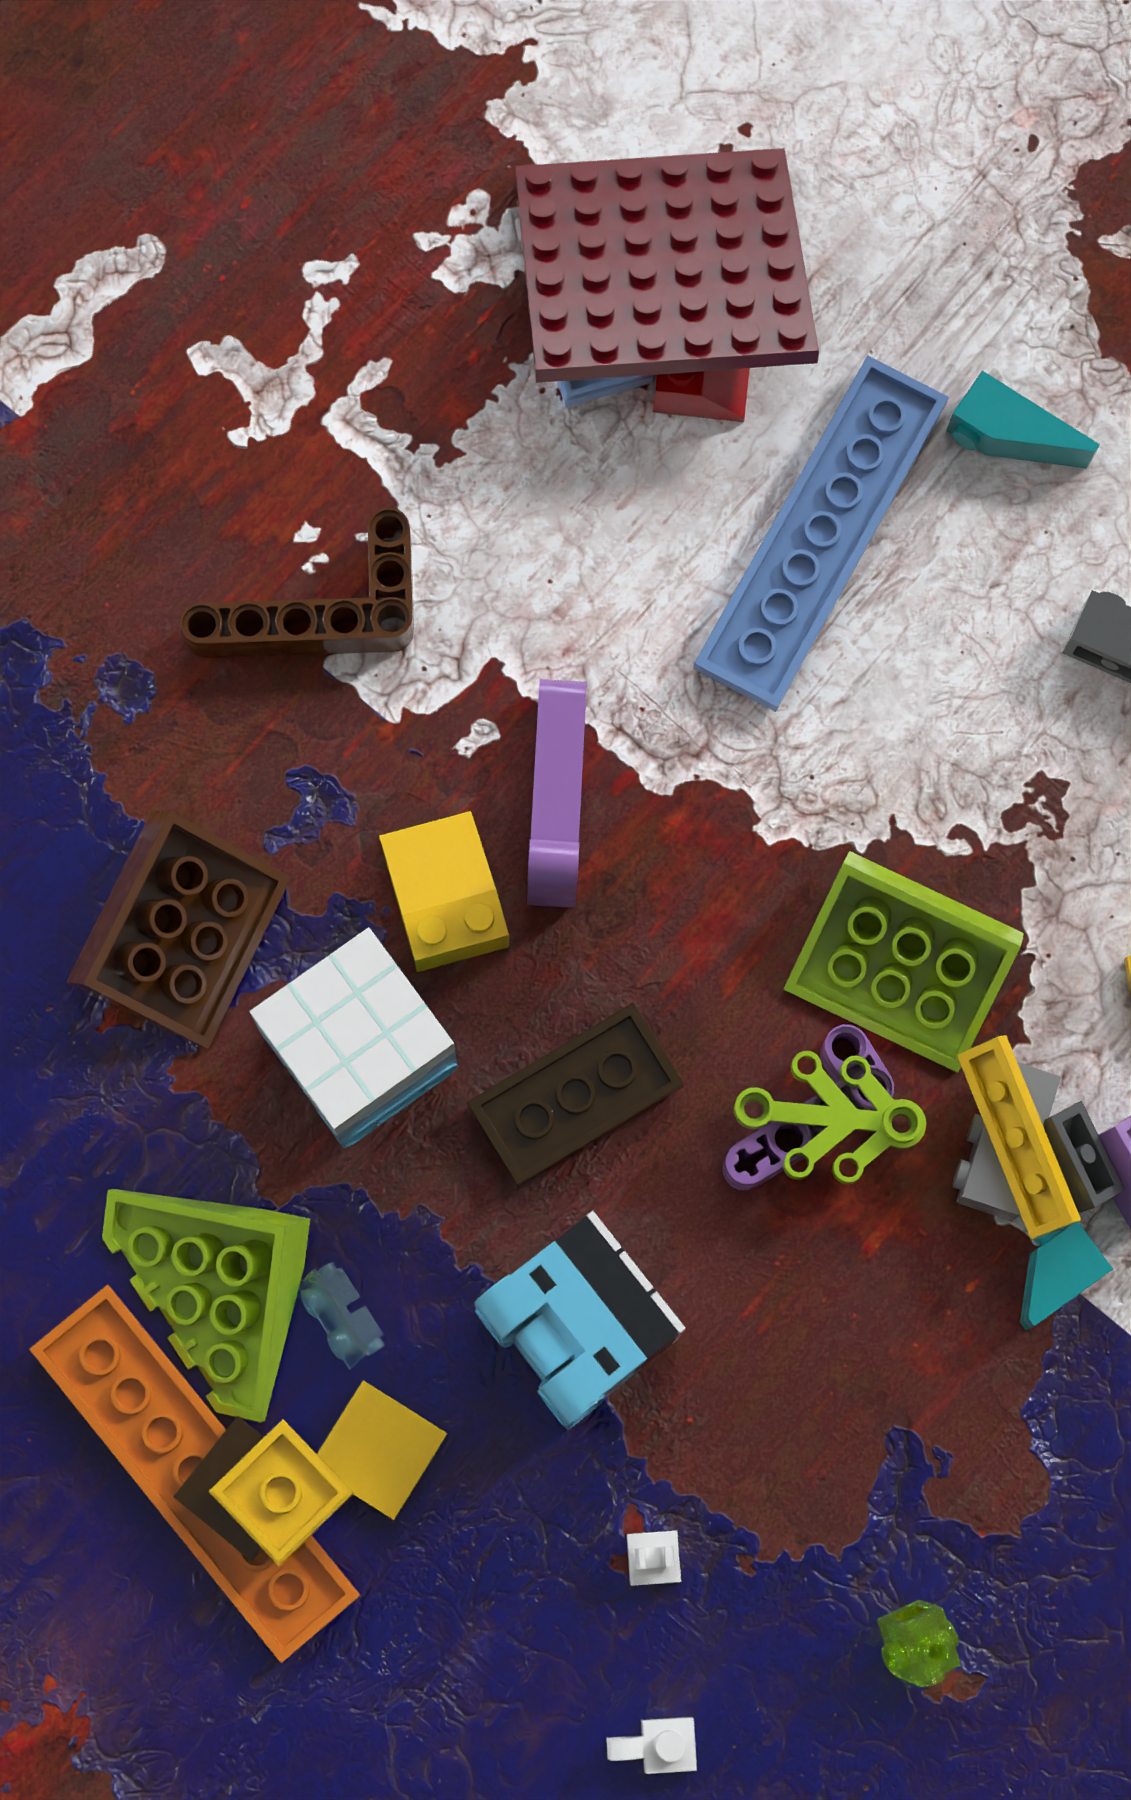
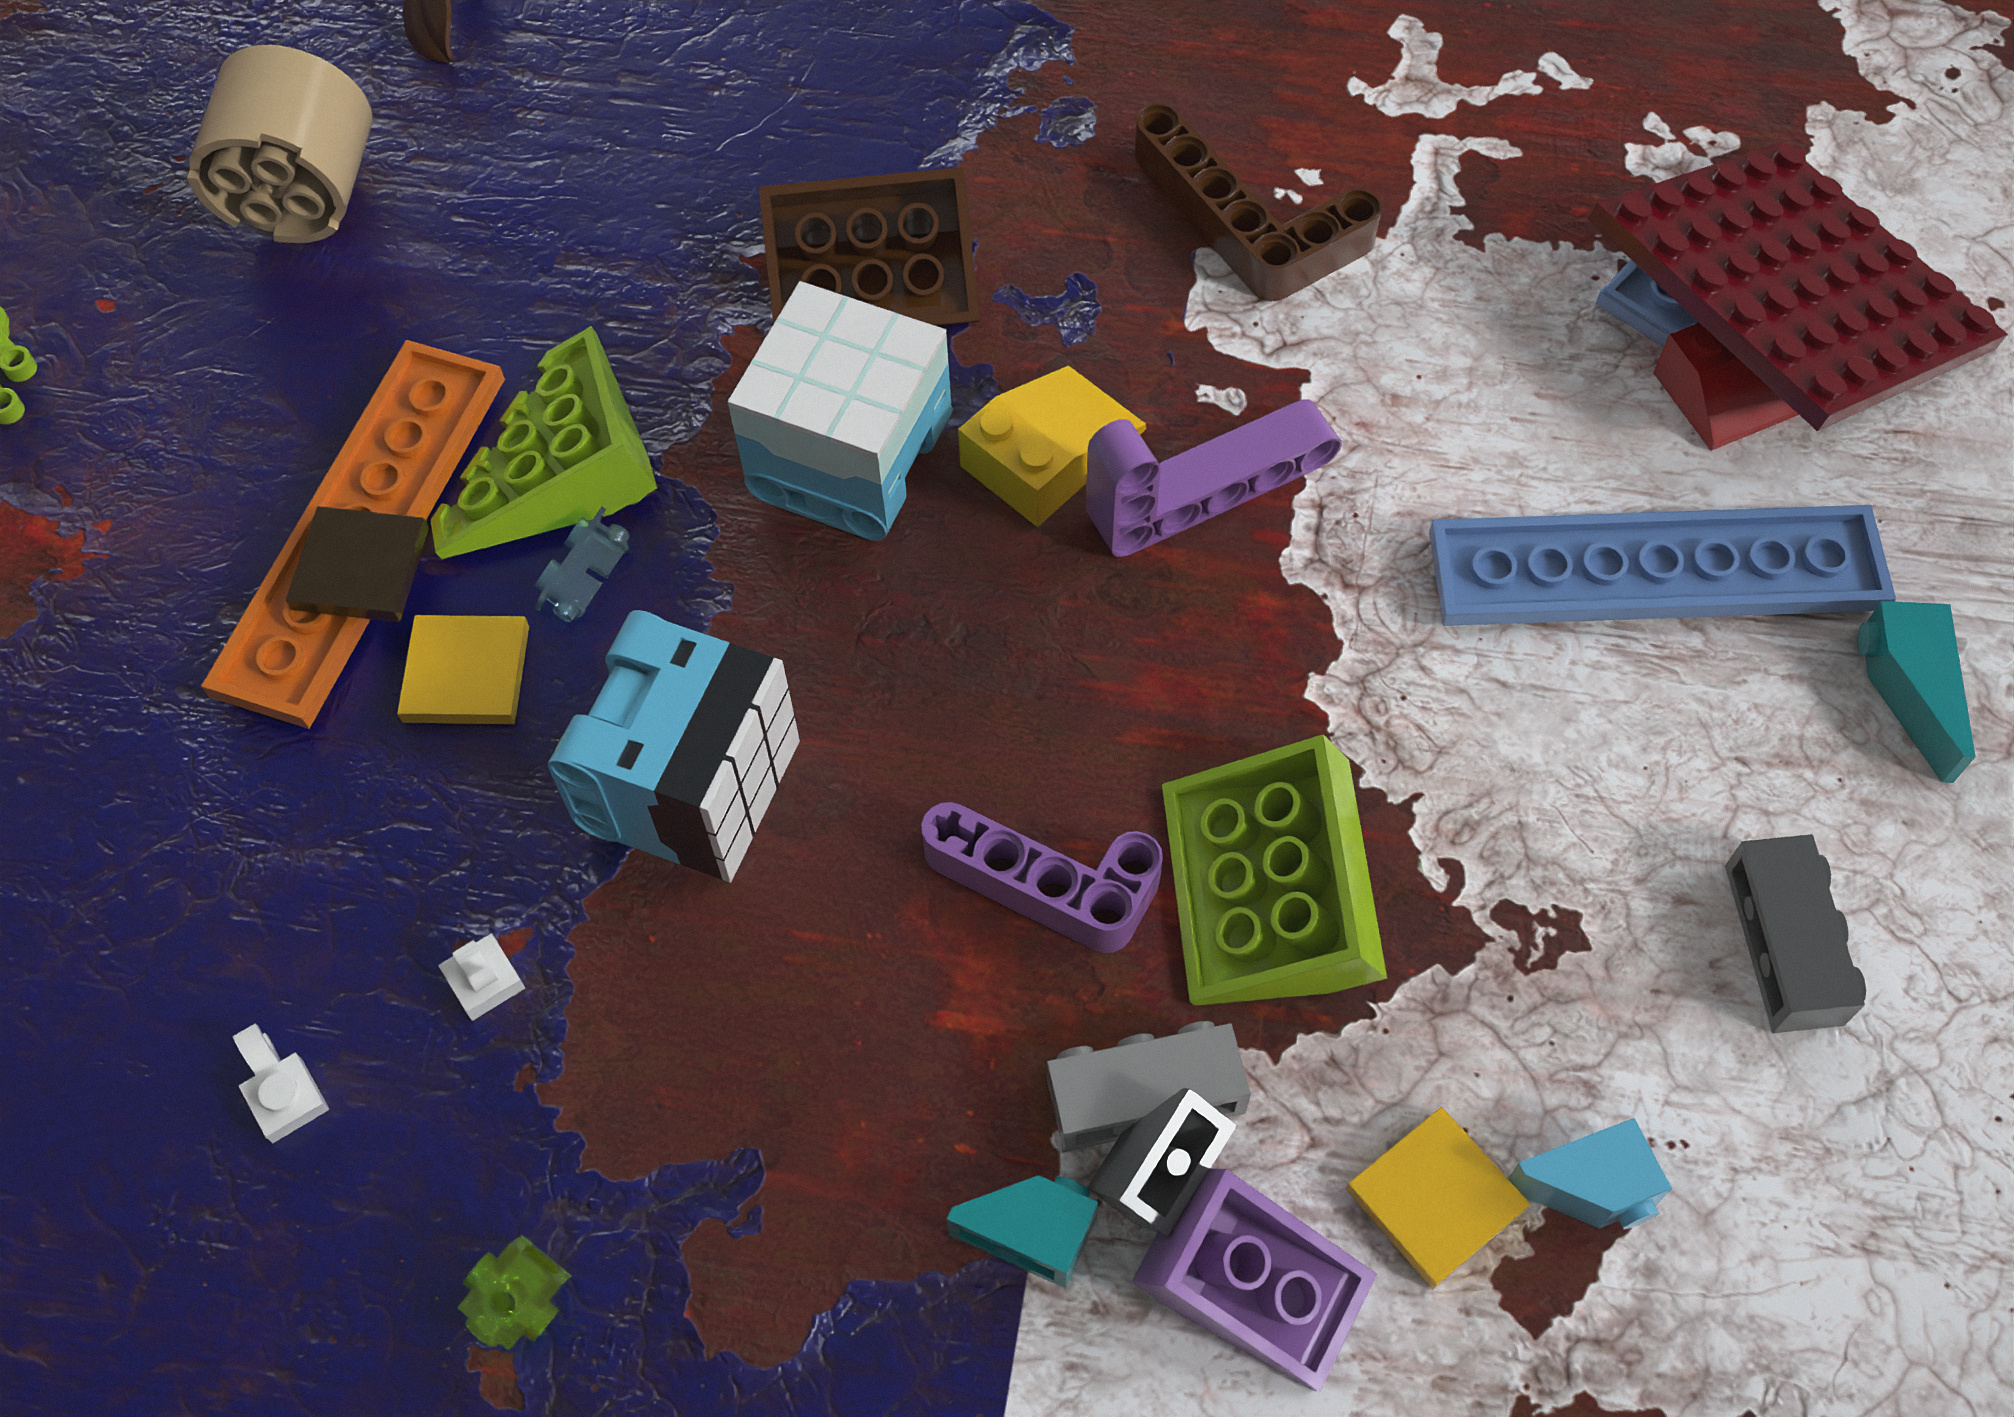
camera: 65 degrees right, 15 degrees down
(281, 1492) = (363, 586): yellow tile -> none
(575, 1094) = (924, 650): dark brown plate -> none
(838, 1117) = (1048, 882): lime plant -> none
(1018, 1137) = (1145, 1075): yellow plate -> none

